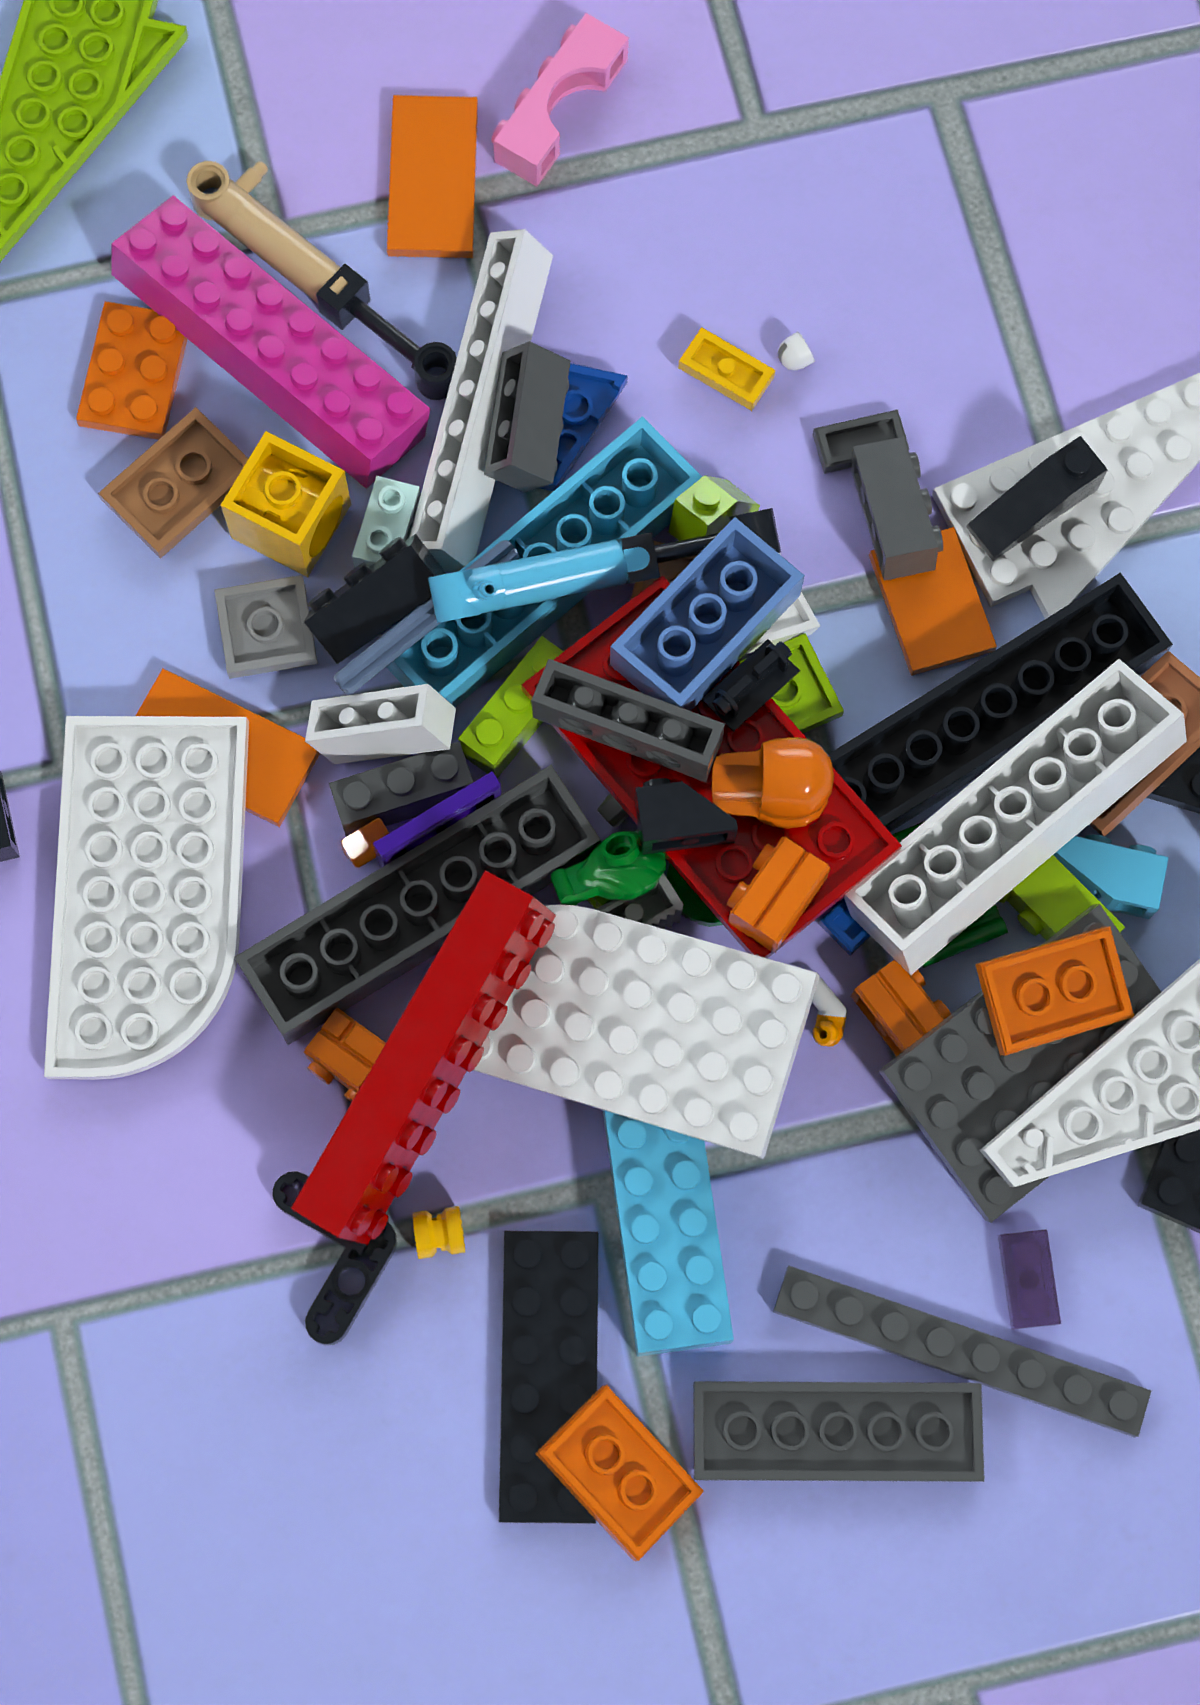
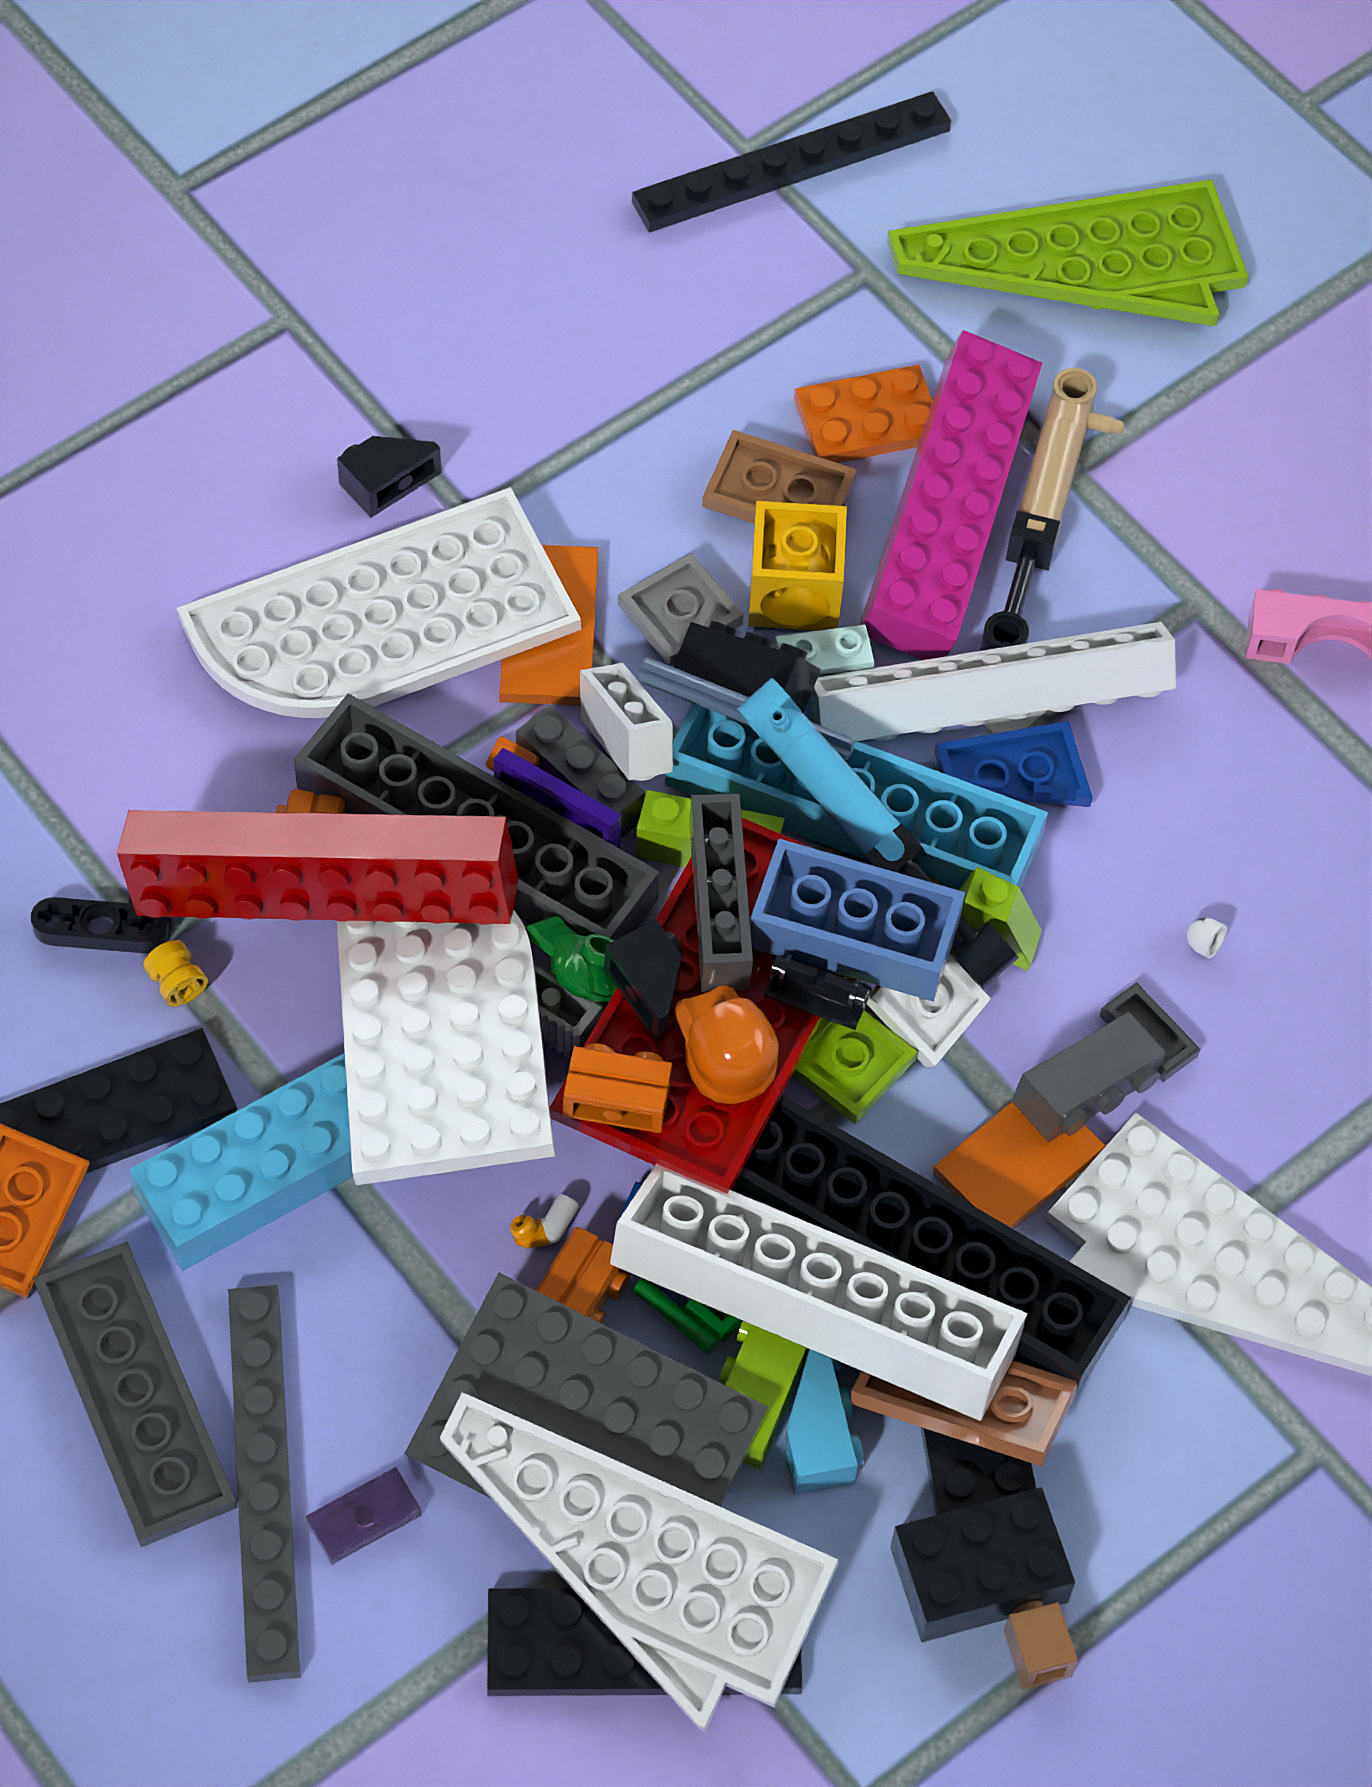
camera: 65 degrees right, 15 degrees down
(432, 176) = (1200, 566): orange tile -> none
(527, 417) = (991, 721): dark grey brick -> none
(726, 369) = (1152, 882): yellow plate -> none
(1039, 498) = (1172, 1199): black slope -> none
(1054, 990) = (655, 1394): orange tile -> none

